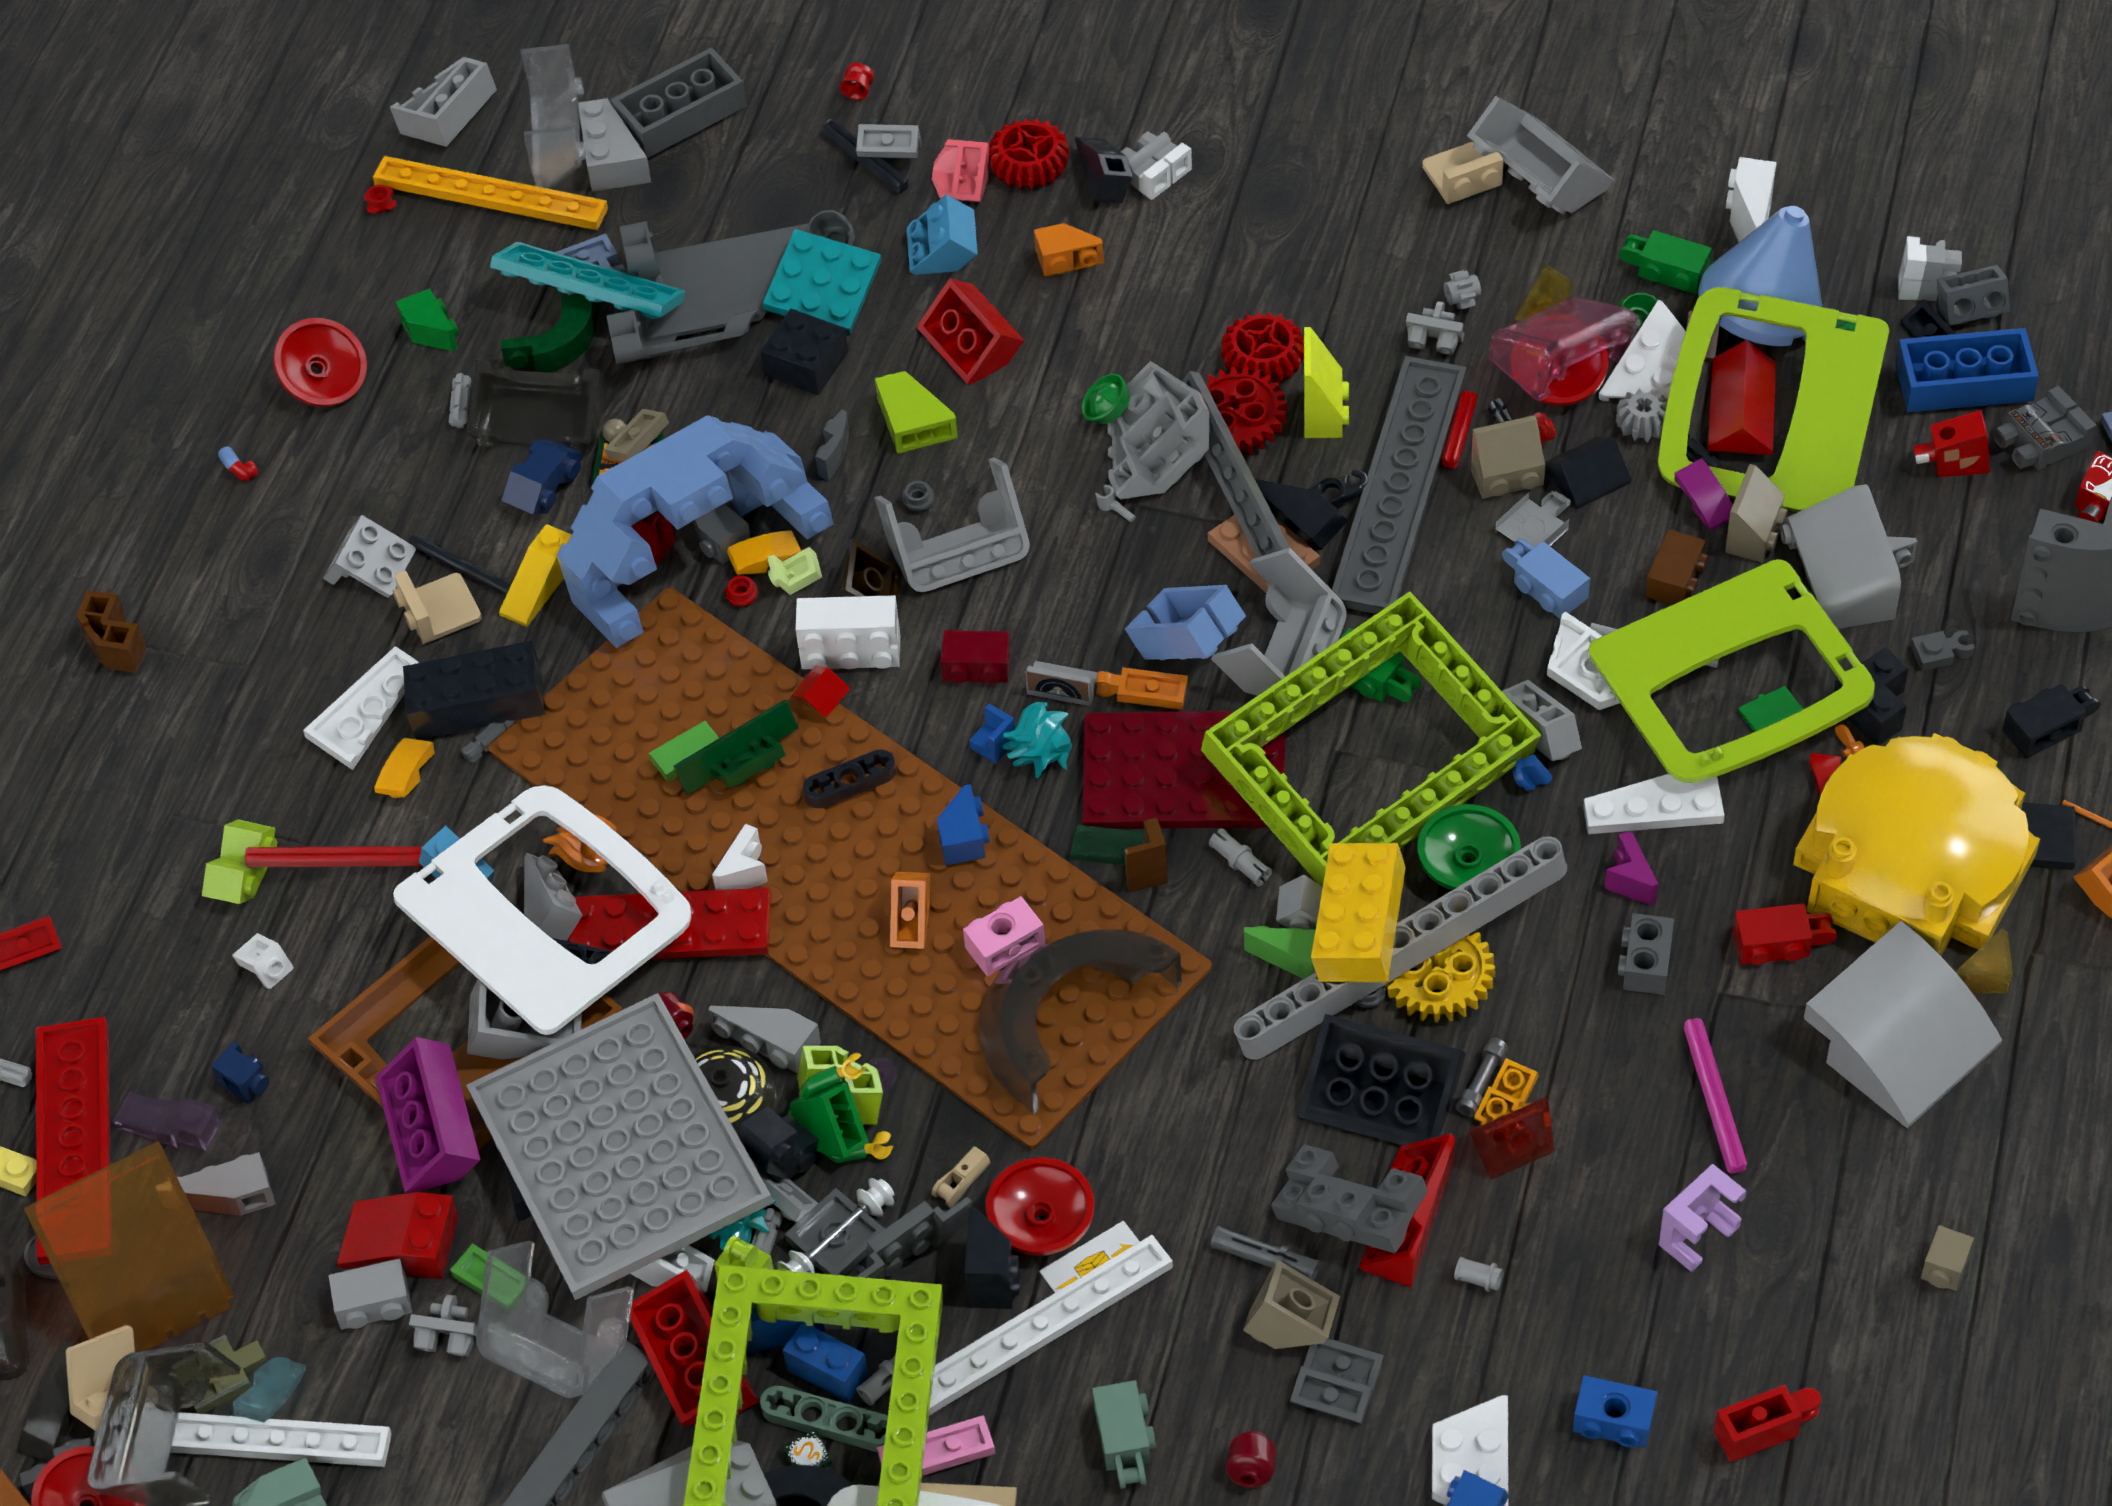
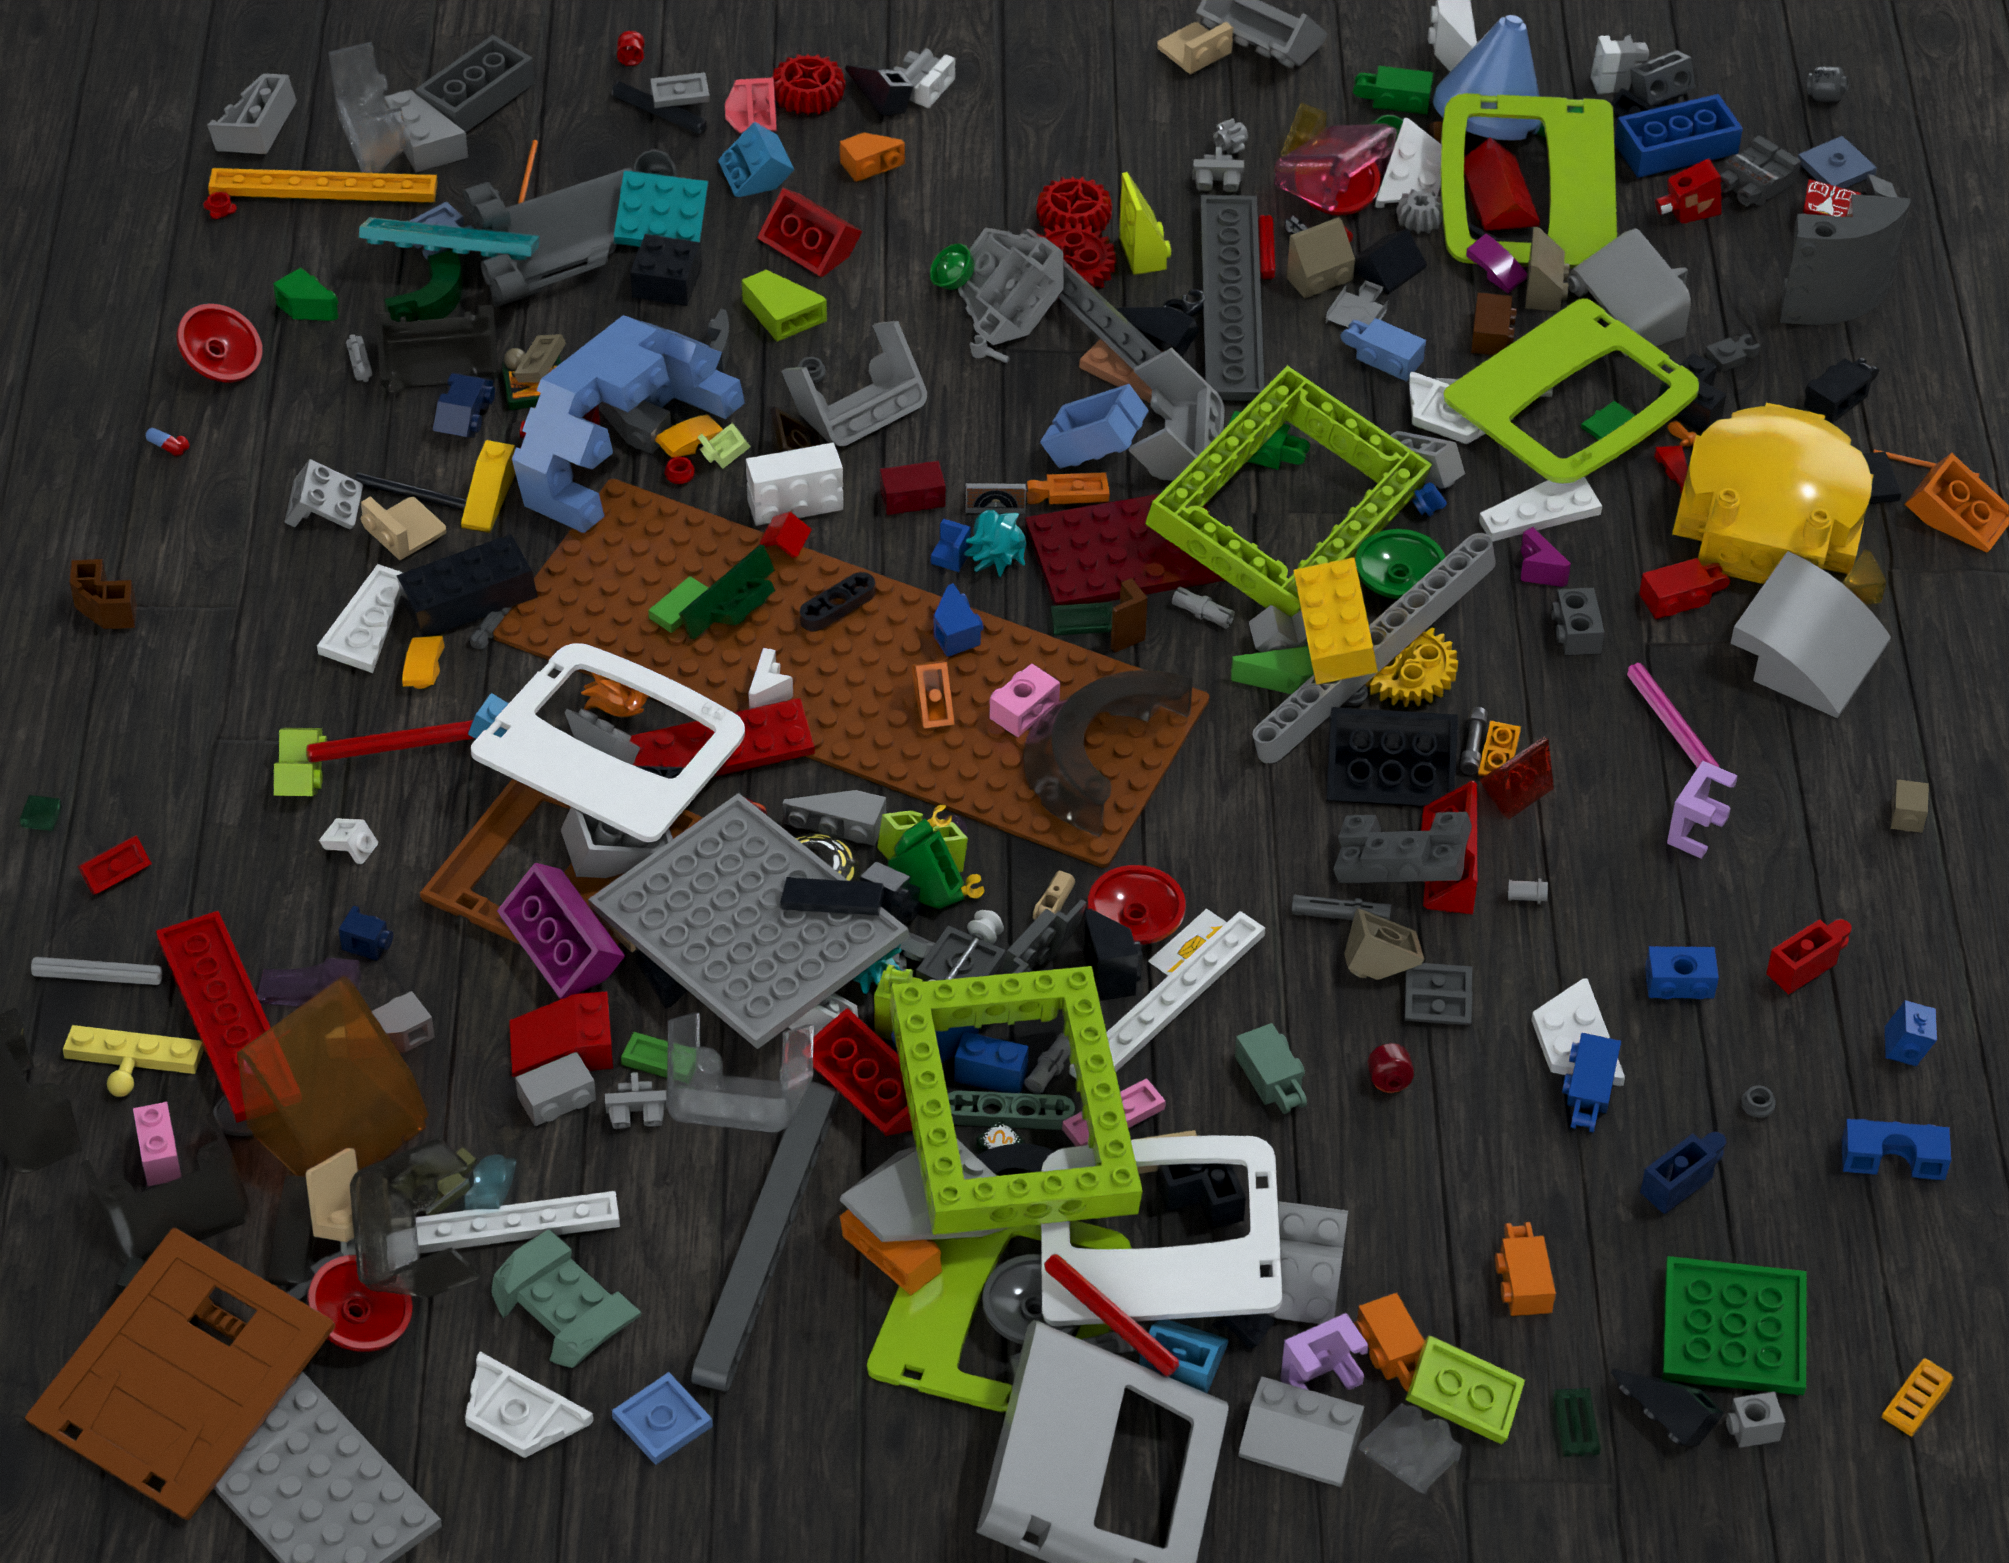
camera: 20 degrees left, 5 degrees down
(705, 210) = (528, 171): none -> orange axle
(705, 1139) = (832, 896): none -> black tile

